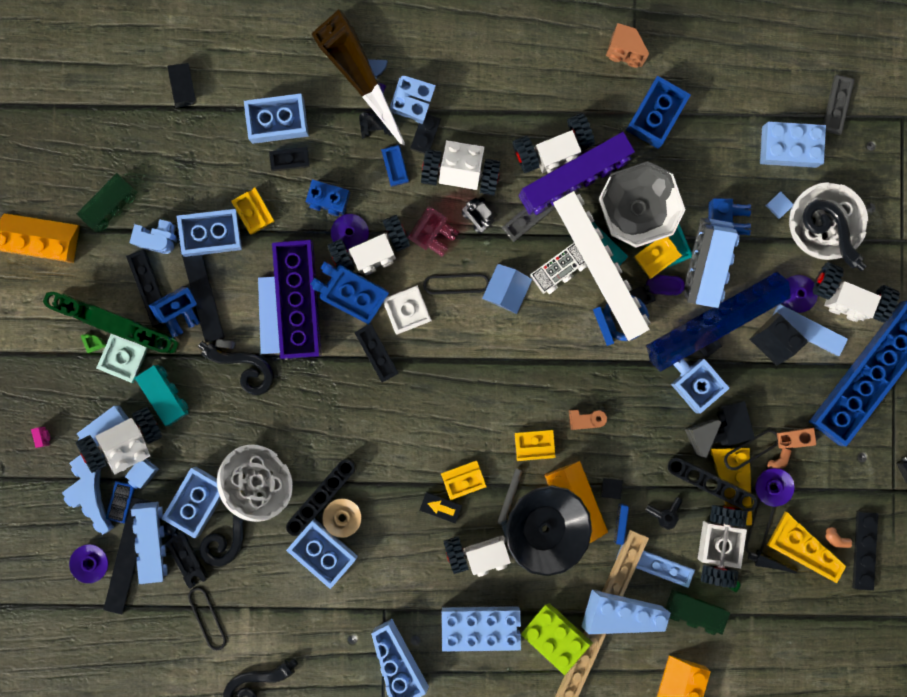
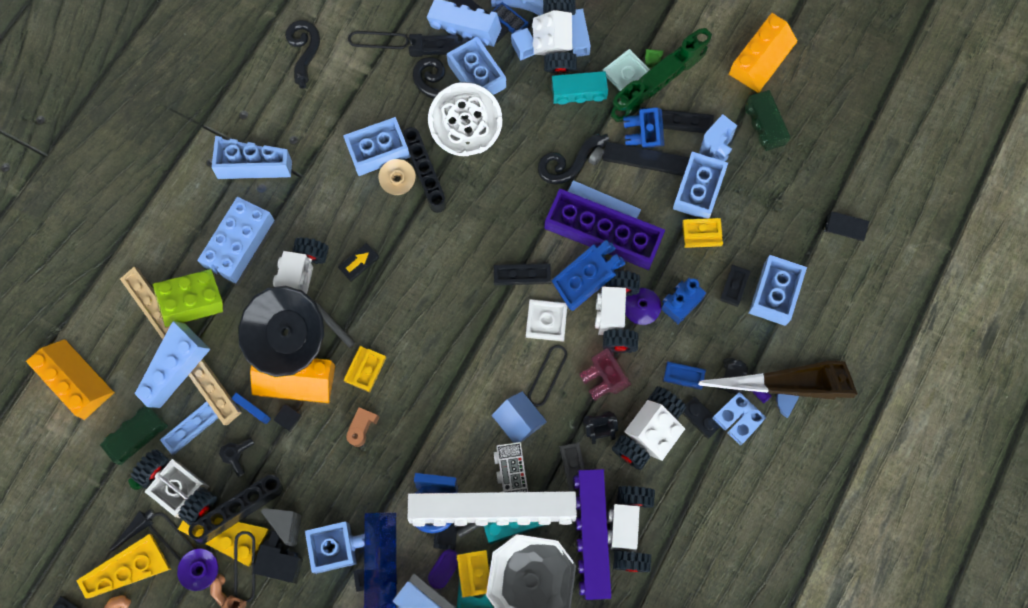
camera: 120 degrees right, 15 degrees down
(463, 480) = (370, 292): yellow plate -> none

